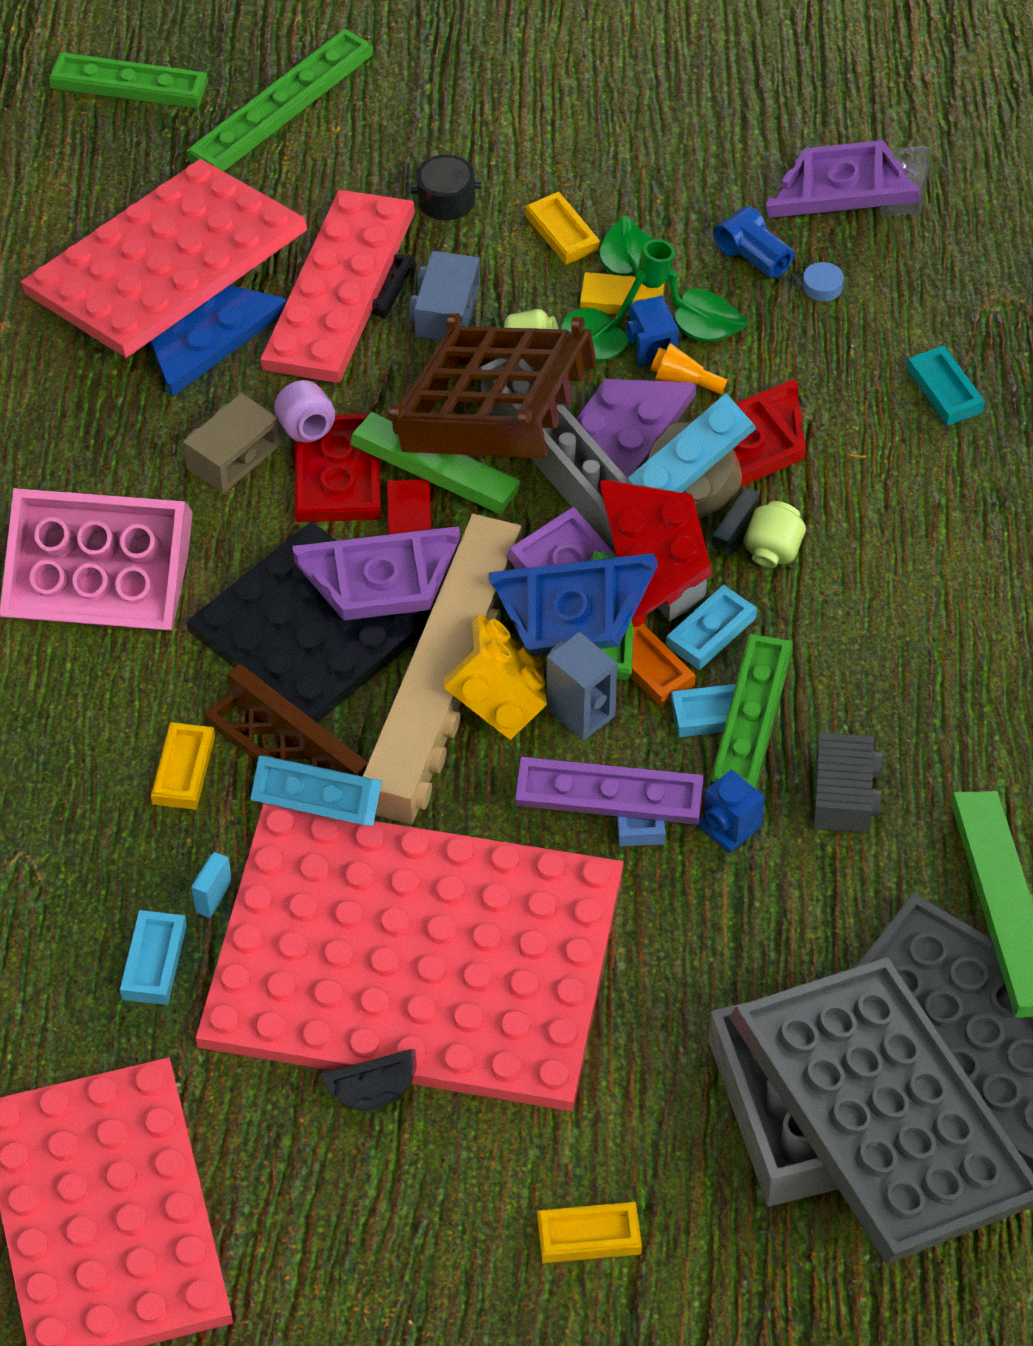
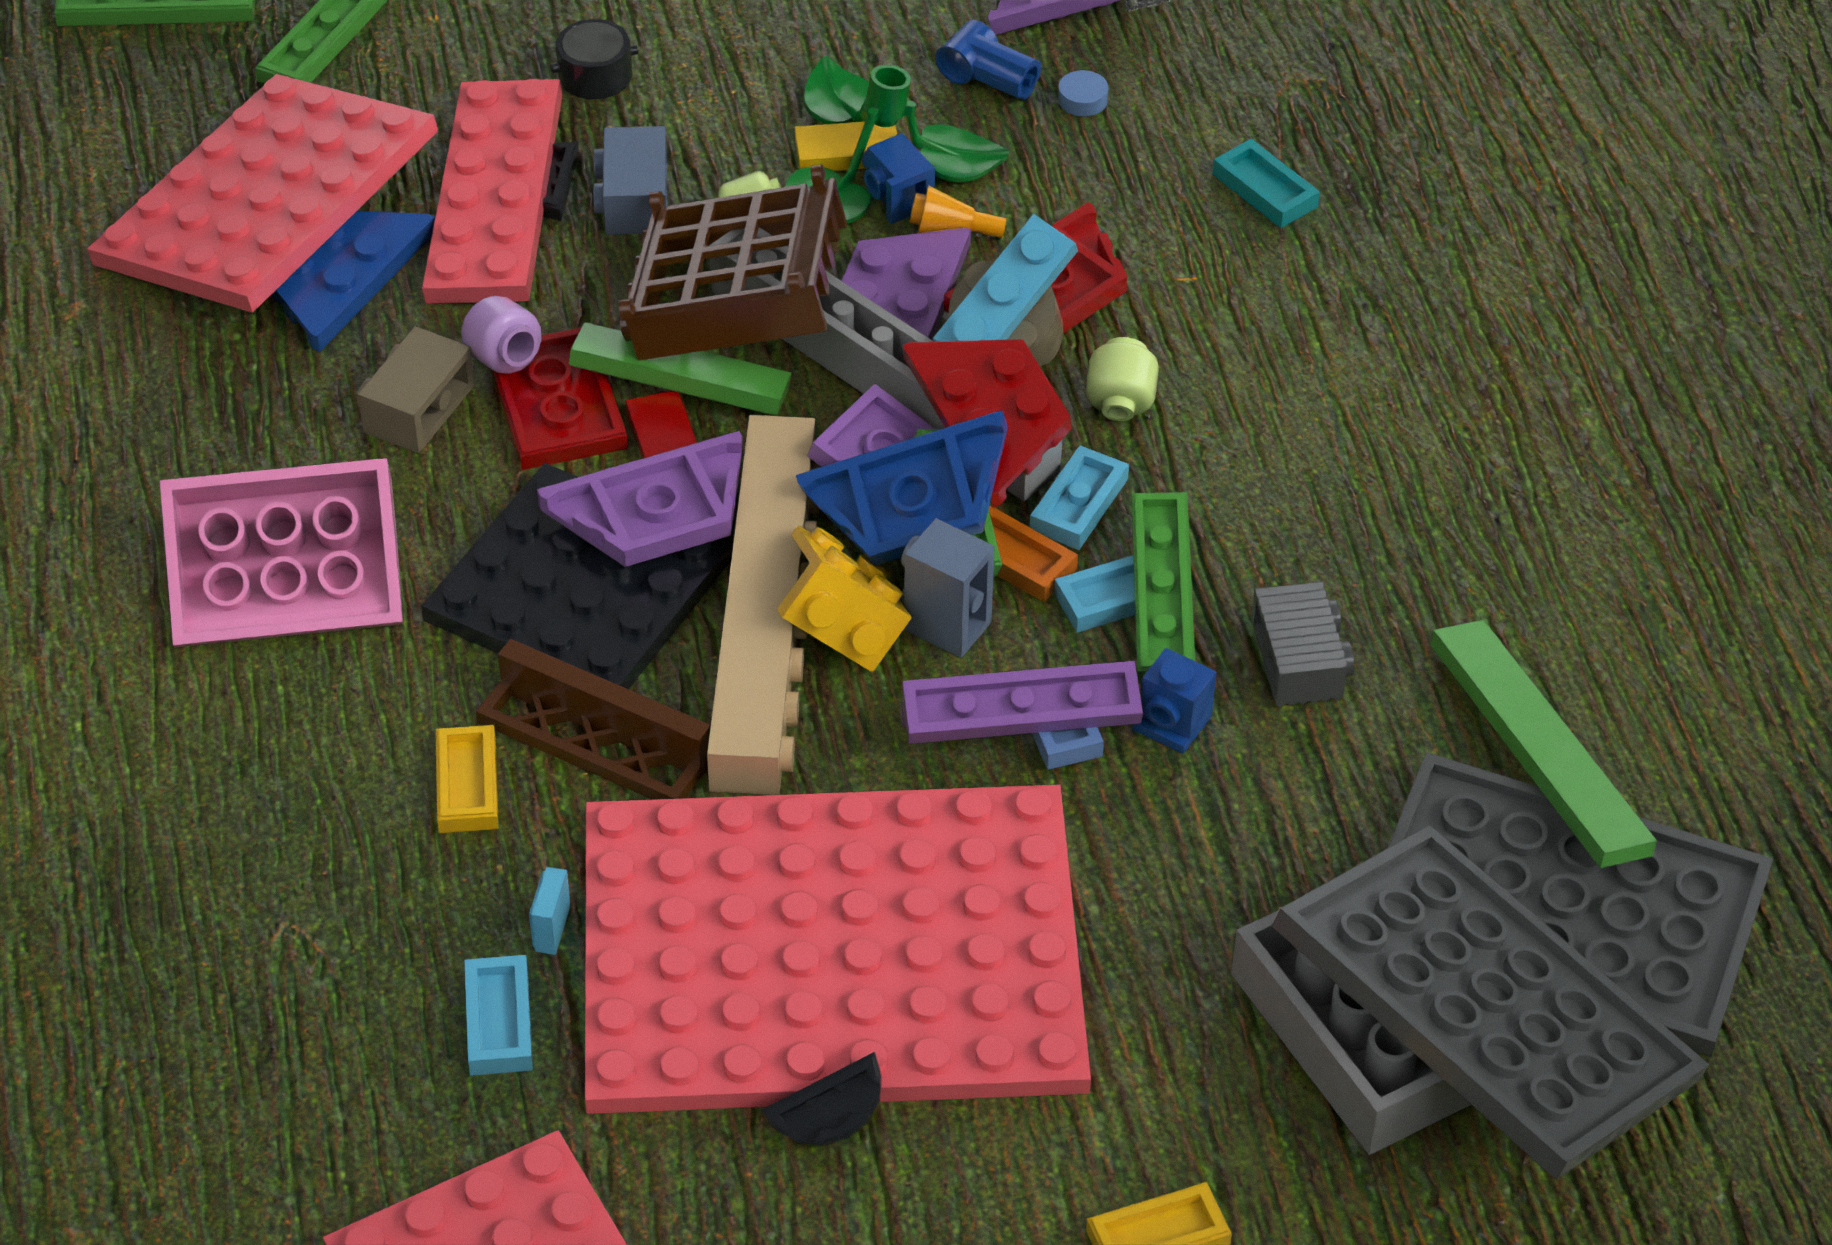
camera: 15 degrees left, 5 degrees down
(316, 790) = (653, 770): medium azure plate -> none
(562, 228) = (749, 84): yellow tile -> none
(733, 528) = (1073, 371): black tile -> none

